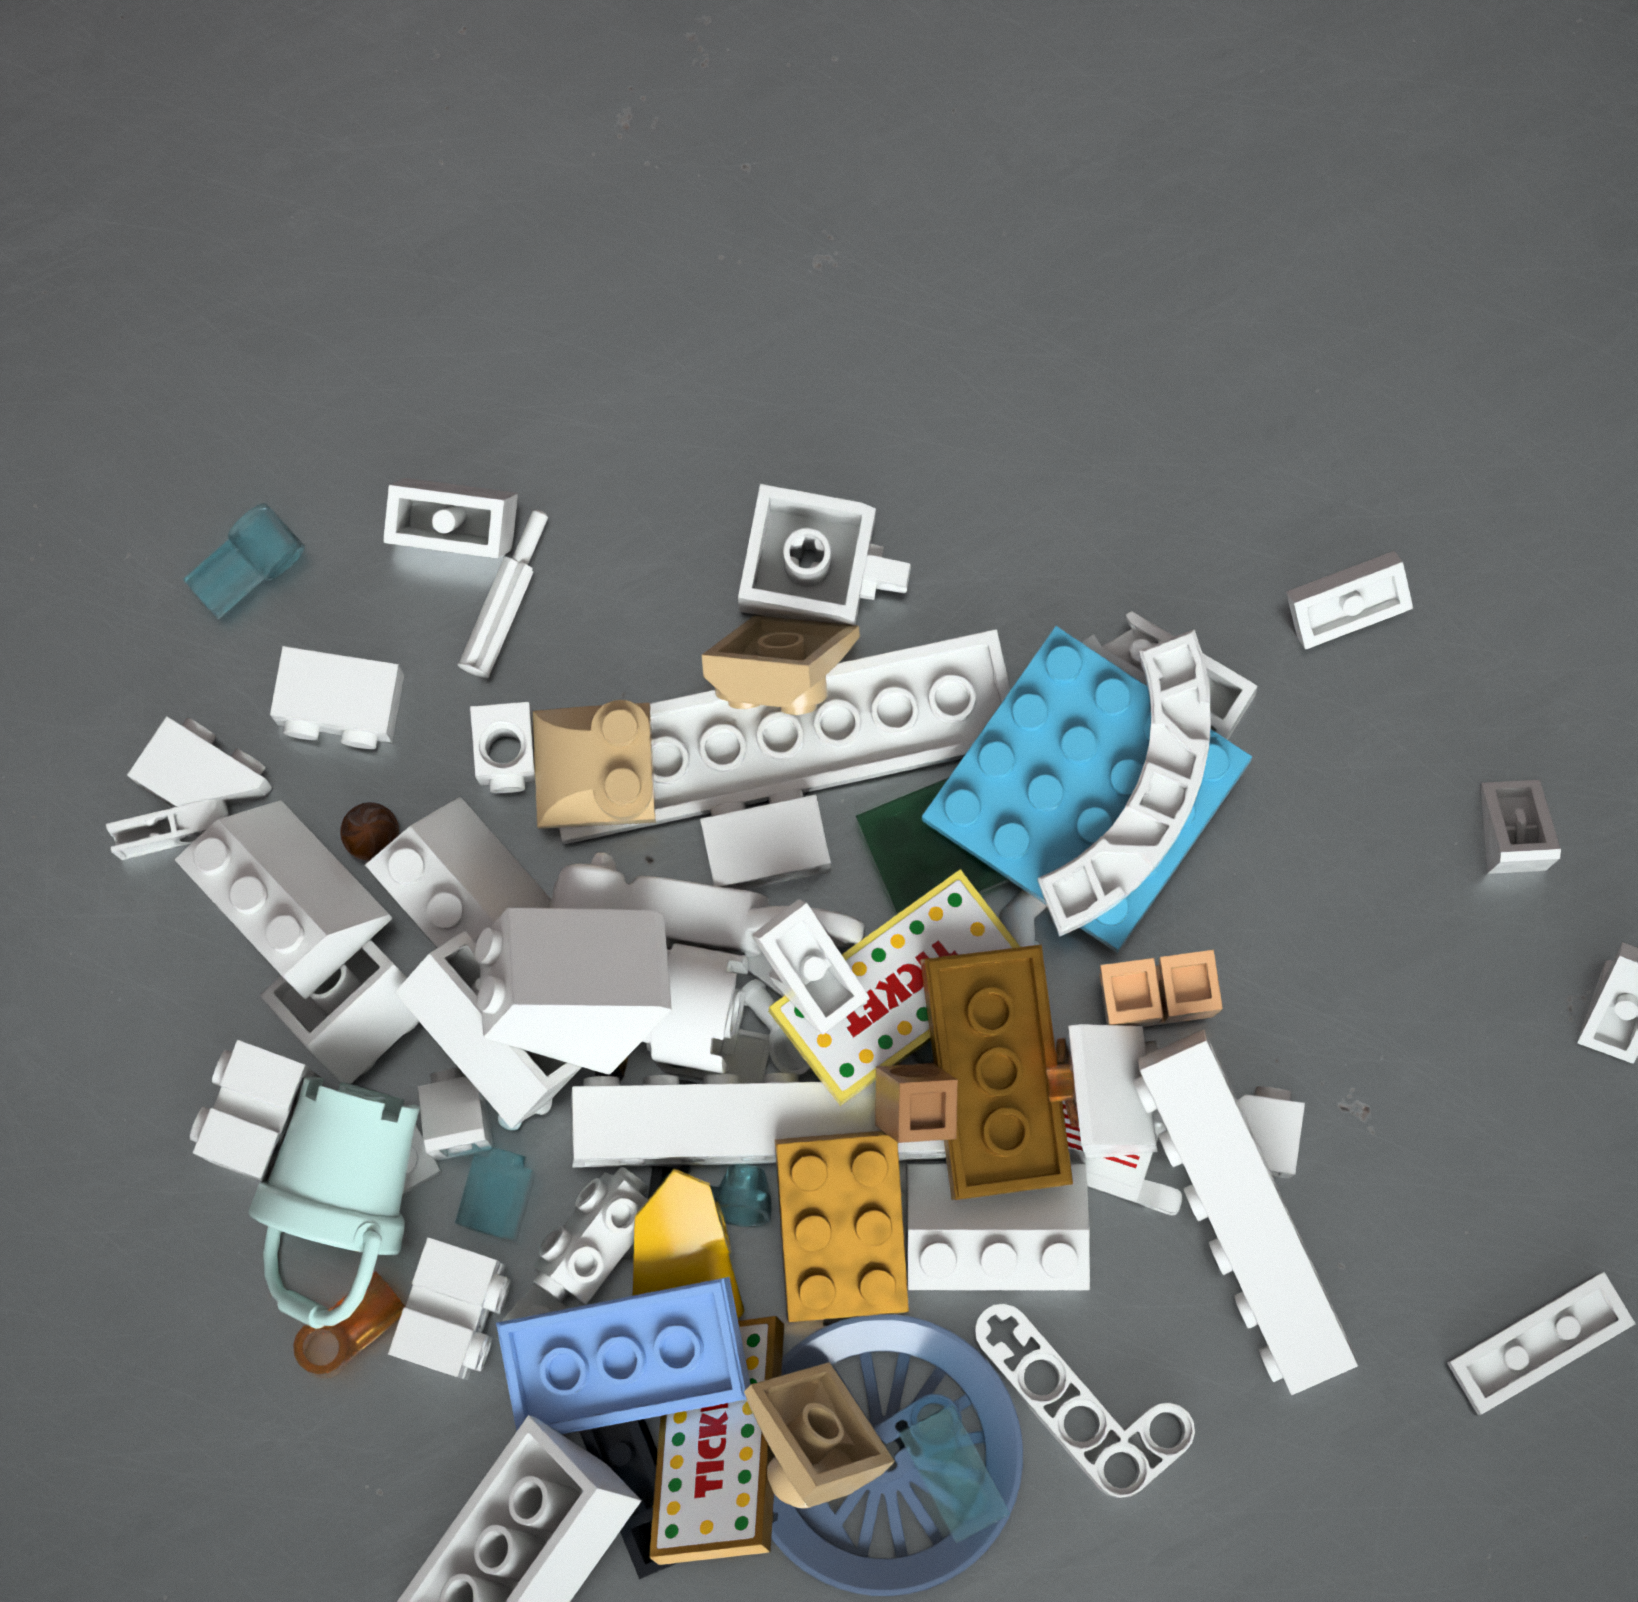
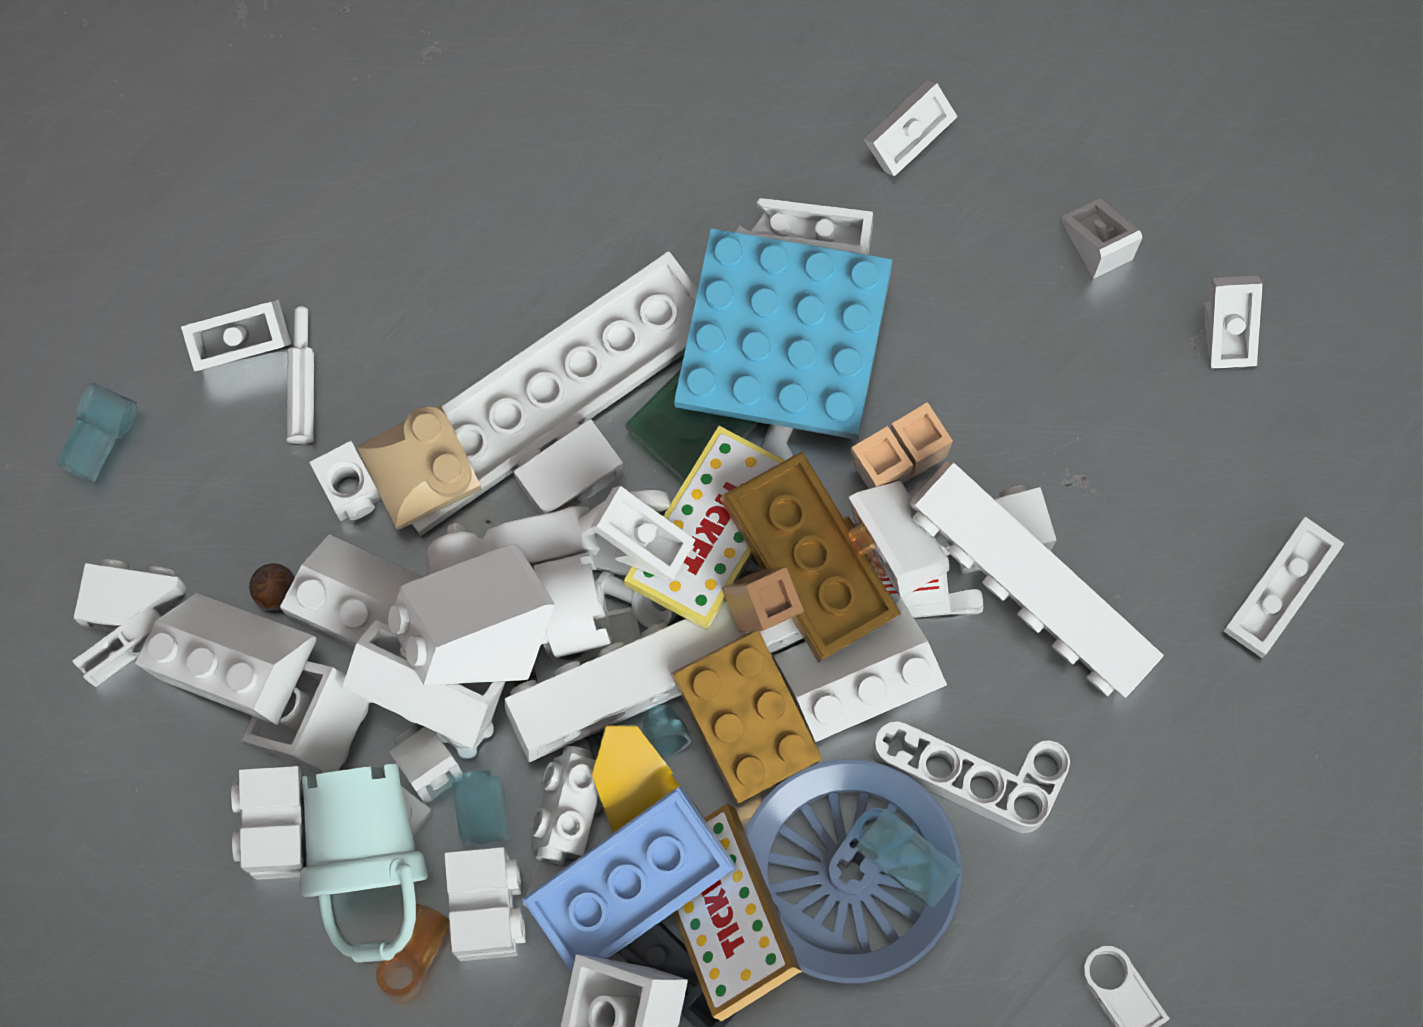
camera: 25 degrees left, 5 degrees down
(336, 697) = (206, 499): white brick -> none
(777, 662) = (521, 337): tan slope -> none
(817, 1437) = (797, 874): tan slope -> none
(846, 564) = (539, 253): white hinge -> none
(1160, 800) = (841, 316): white tile -> none

